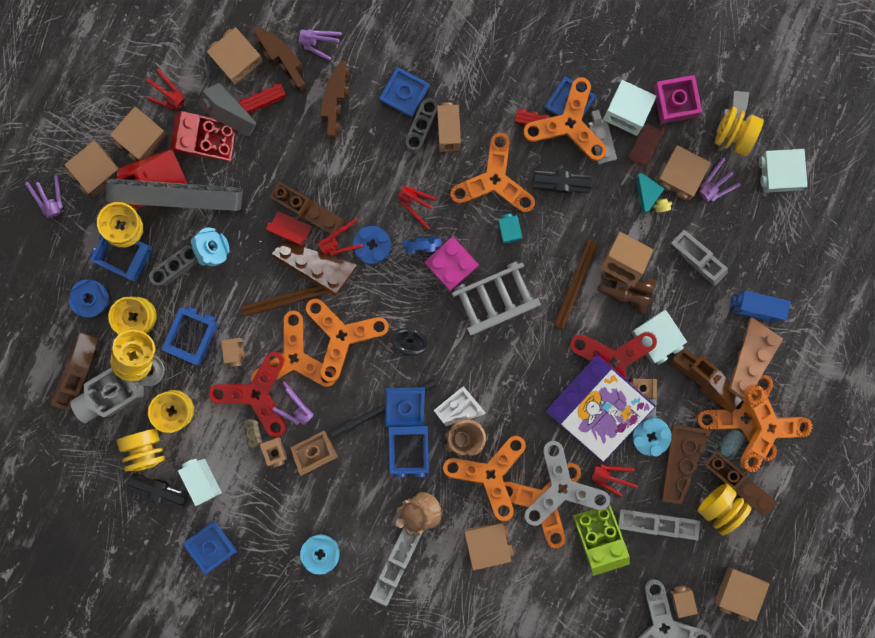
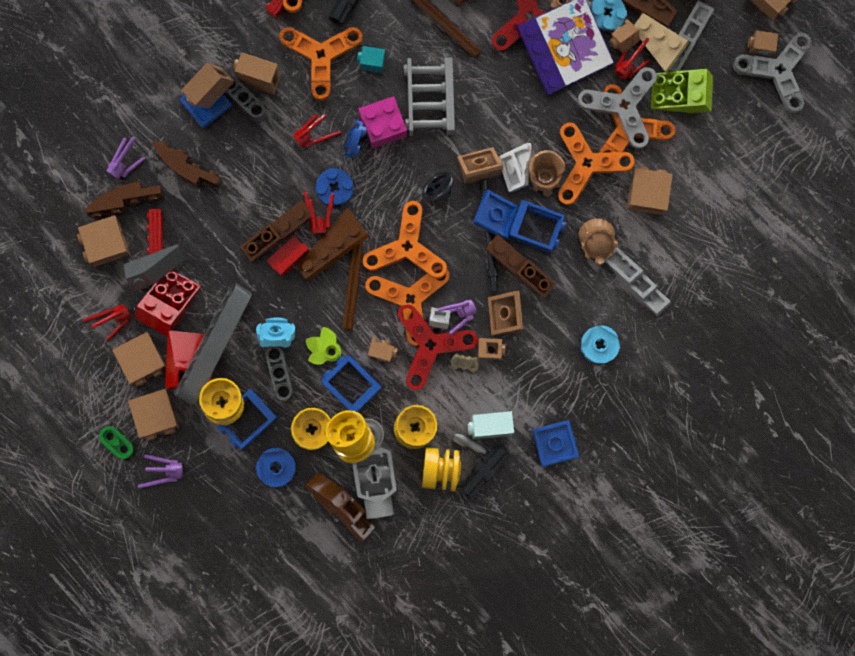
camera: 80 degrees left, 5 degrees down
(55, 146) = (116, 444): none -> green plate
(179, 460) = (465, 441): none -> light grey piece
(216, 293) = (321, 345): none -> lime plate
(280, 394) = (439, 319): none -> light grey tile
(363, 449) = (520, 267): none -> reddish brown slope
(413, 87) = (207, 86): none -> medium nougat piece
(448, 371) = (480, 165): none -> medium nougat slope
(633, 463) = (625, 36): none -> medium nougat brick
(641, 503) = (663, 42): none -> tan wing

